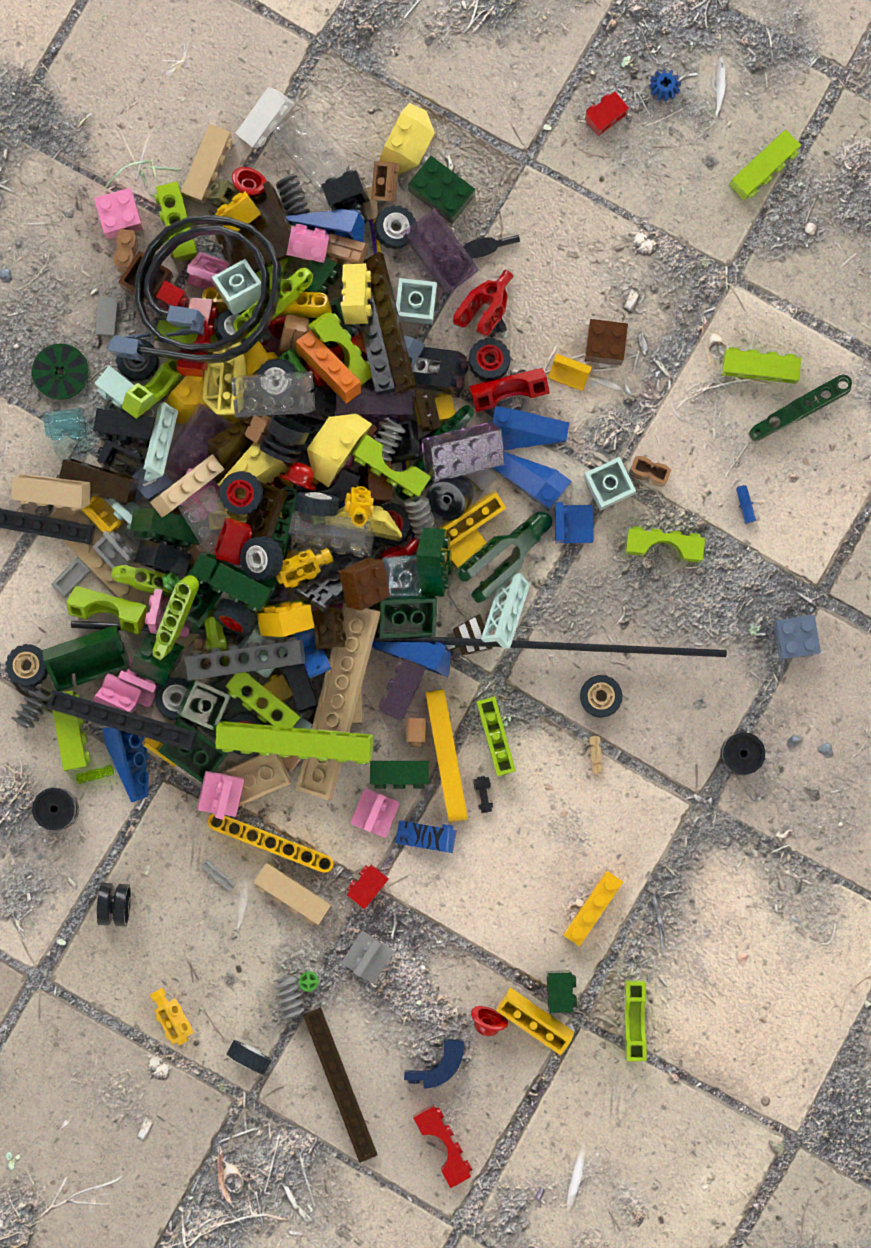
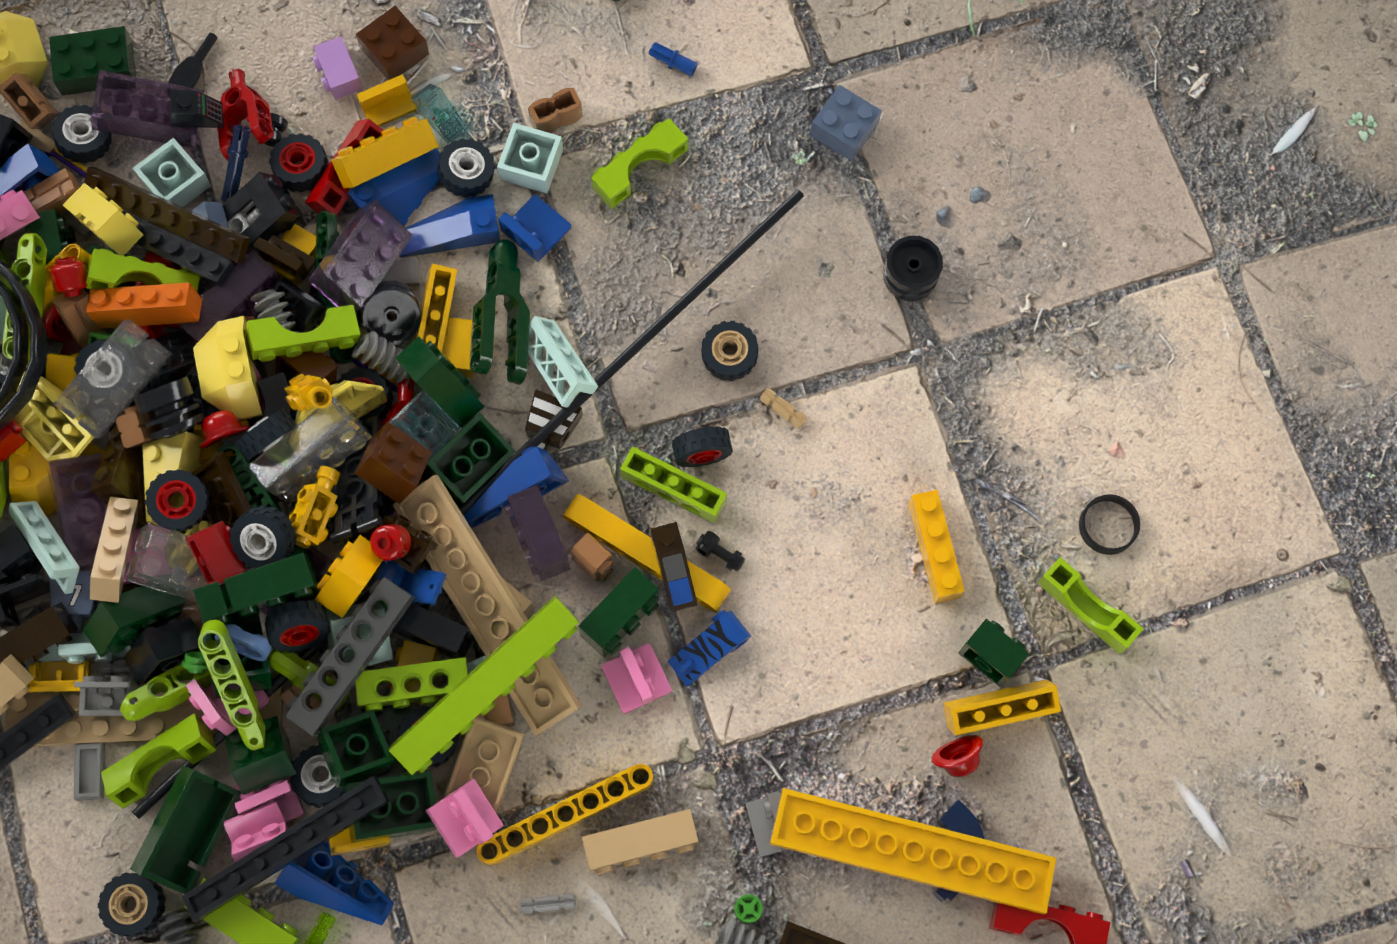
camera: 50 degrees left, 10 degrees down
(202, 604) = (247, 644): none -> medium blue plate
(306, 313) = (68, 276): none -> red head
(320, 625) = (390, 542): none -> red head
(367, 886) = (705, 754): red brick -> none
(413, 1042) = (913, 851): none -> yellow plate
(449, 780) = (673, 566): none -> slope
(460, 326) = (237, 155): none -> dark blue pin
(462, 280) = (195, 110): none -> black slope
(530, 733) = (702, 446): none -> black wheel
(536, 404) = (385, 152): none -> yellow brick
(563, 326) = (337, 67): none -> lavender brick
(582, 449) = (470, 154): none -> black wheel
(590, 406) = (440, 112): none -> clear light blue slope
(713, 993) = (1124, 503): none -> black tyre

